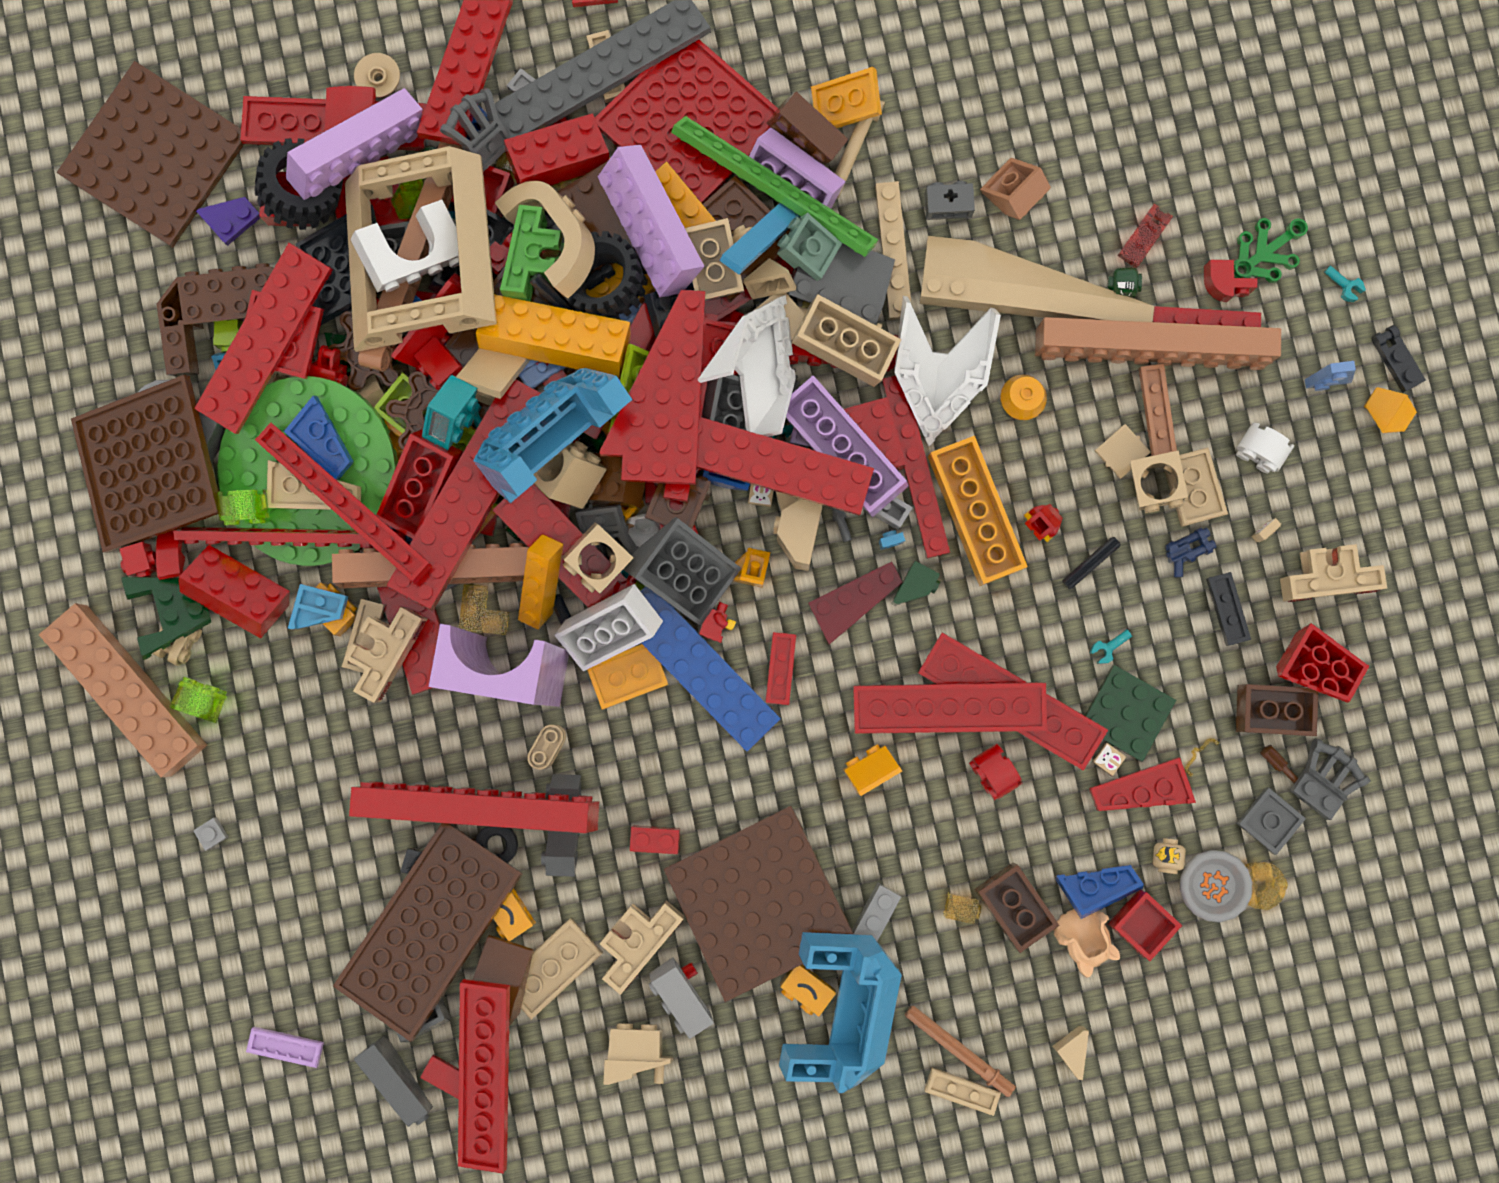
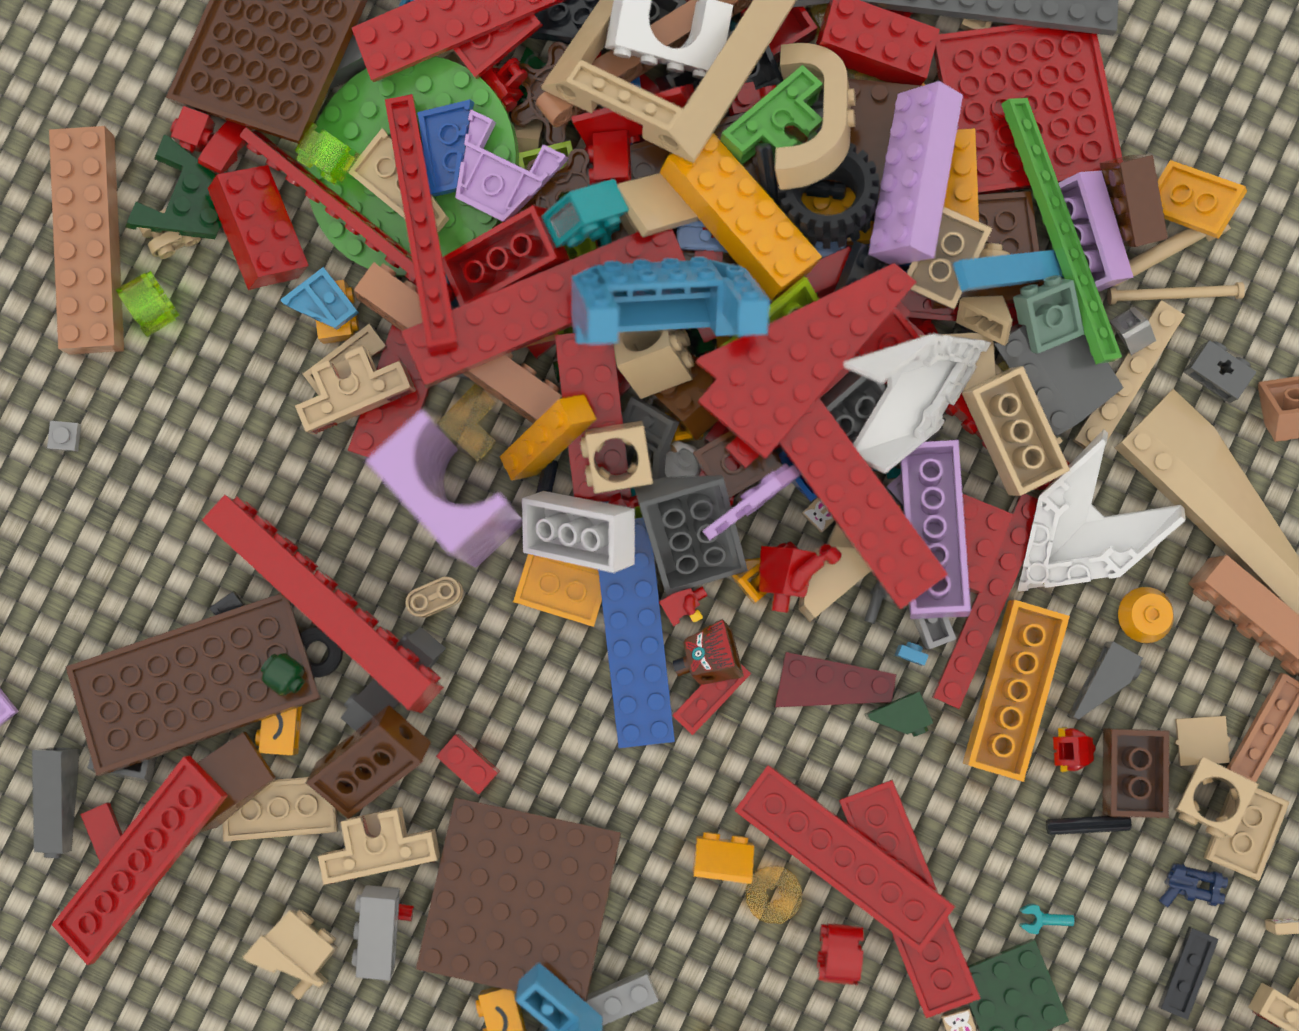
camera: 40 degrees right, 0 degrees up
(372, 439) = (495, 183): none -> lavender wing
(484, 876) = (283, 674): none -> dark green head
(589, 916) = (338, 773): none -> reddish brown brick
(709, 516) = (754, 498): none -> lavender wing
(760, 643) = (710, 655): none -> torso
(768, 547) = (788, 571): none -> red torso
(872, 216) = (1133, 330): none -> light grey slope
(882, 171) = (1236, 290): none -> tan bar
(914, 778) = (789, 890): none -> clear yellow plate
(1029, 450) = (1109, 674): none -> dark grey slope
(1095, 505) = (1135, 773): none -> reddish brown brick

